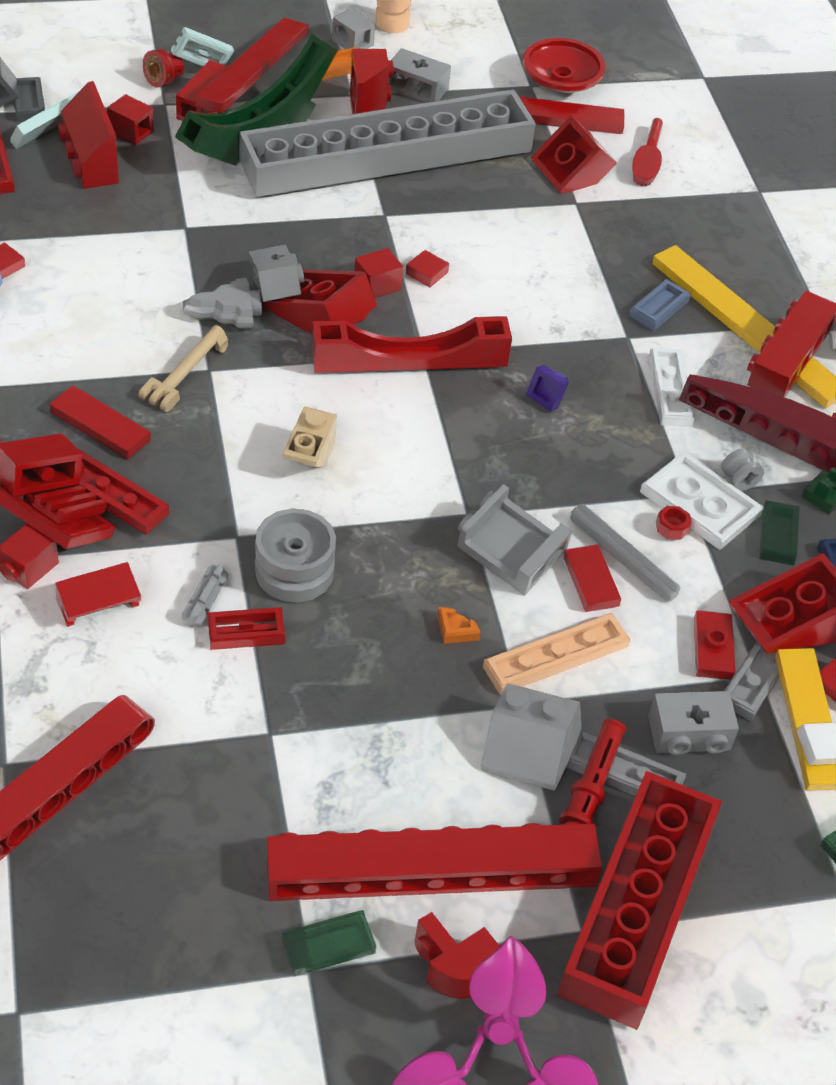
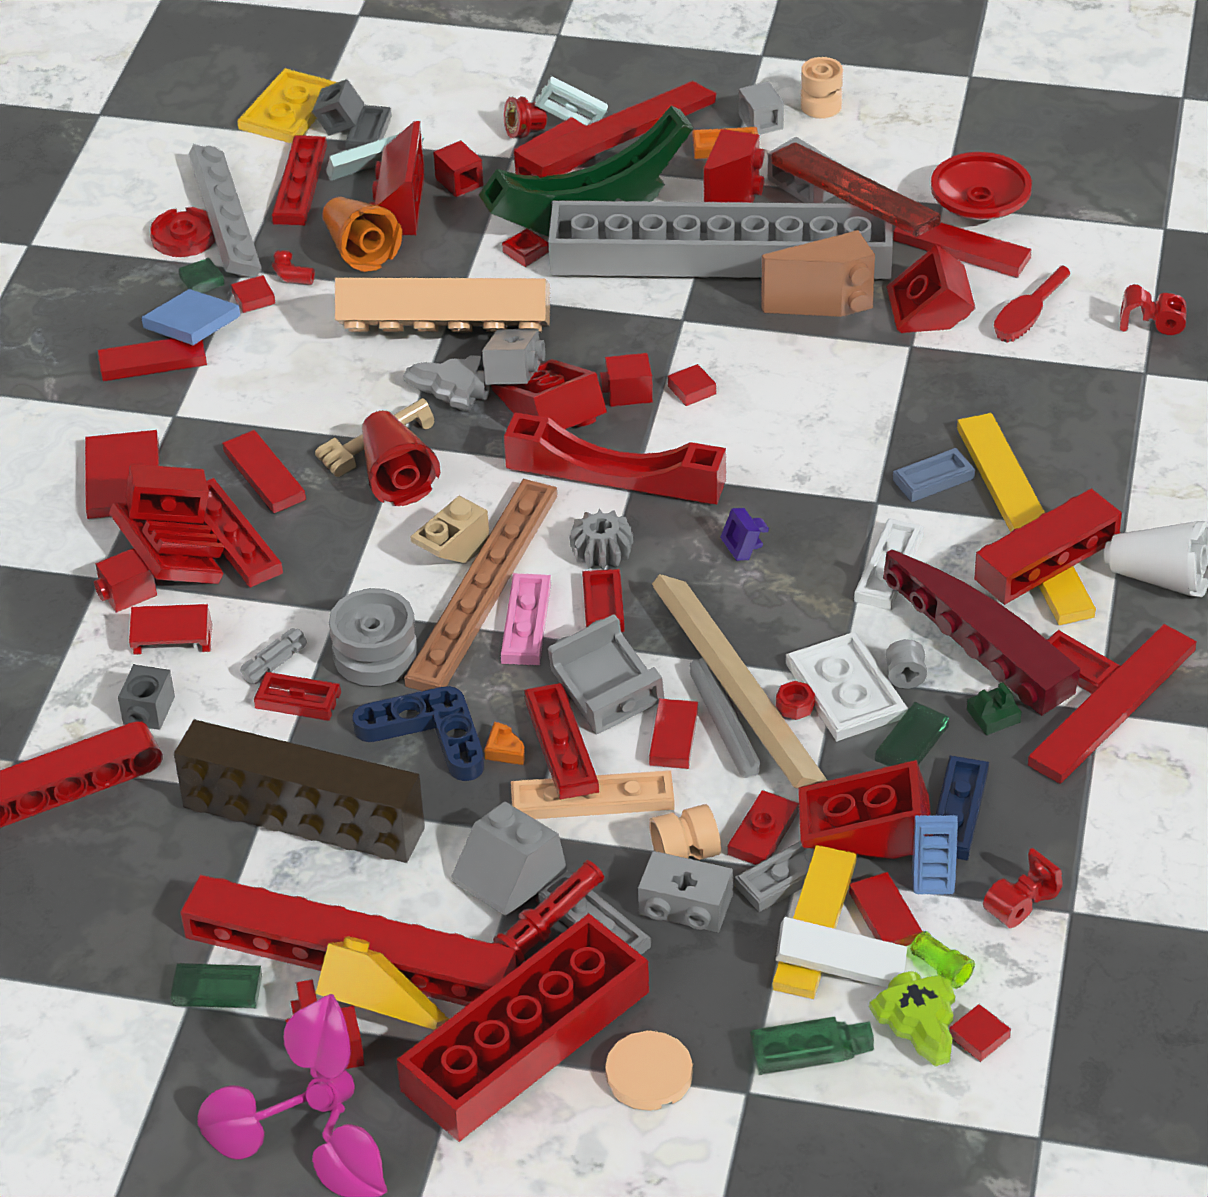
camera: 30 degrees right, 5 degrees down
(26, 236) = (289, 272): none -> red arm
(77, 186) = (362, 232): none -> orange cone
(106, 655) = (146, 696): none -> dark grey brick
(192, 235) = (442, 302): none -> light nougat brick
(222, 177) = (525, 247): none -> red tile
(224, 384) = (397, 460): none -> red cone
(314, 723) = (300, 790): none -> dark brown brick
(353, 488) = (481, 586): none -> nougat tile
(388, 617) = (439, 718): none -> dark blue beam
(408, 505) = (526, 619): none -> bright pink tile
(436, 418) = (601, 539): none -> light grey gear
(463, 472) = (602, 595): none -> red tile
(481, 81) = (856, 189): none -> clear red tile
(483, 898) = (375, 984): none -> yellow slope
(490, 158) = (820, 277): none -> nougat slope
(507, 611) = (561, 741): none -> red tile
(623, 520) = (739, 682): none -> tan tile
(665, 670) = (688, 835): none -> light nougat wheel
(751, 138) = (1167, 311): none -> red leg
(756, 901) = (649, 1070): none -> light nougat tile

